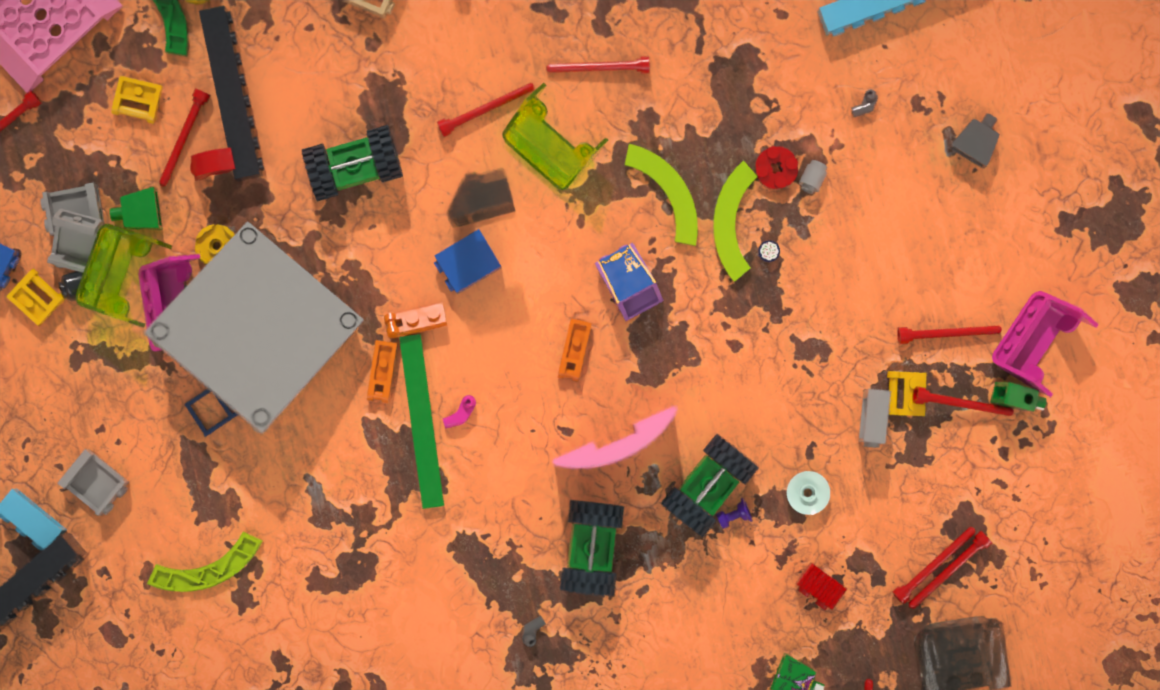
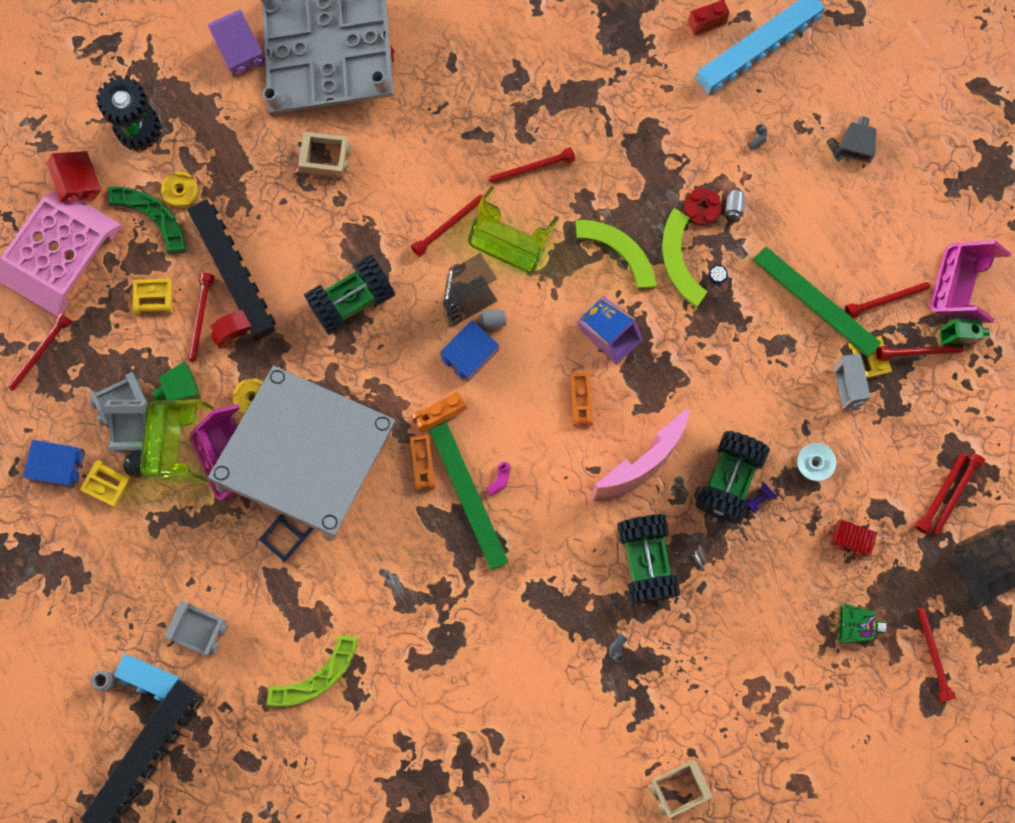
camera: 20 degrees left, 10 degrees down
(503, 232) = (492, 319): none -> light grey brick
(867, 314) = (816, 301): none -> green tile

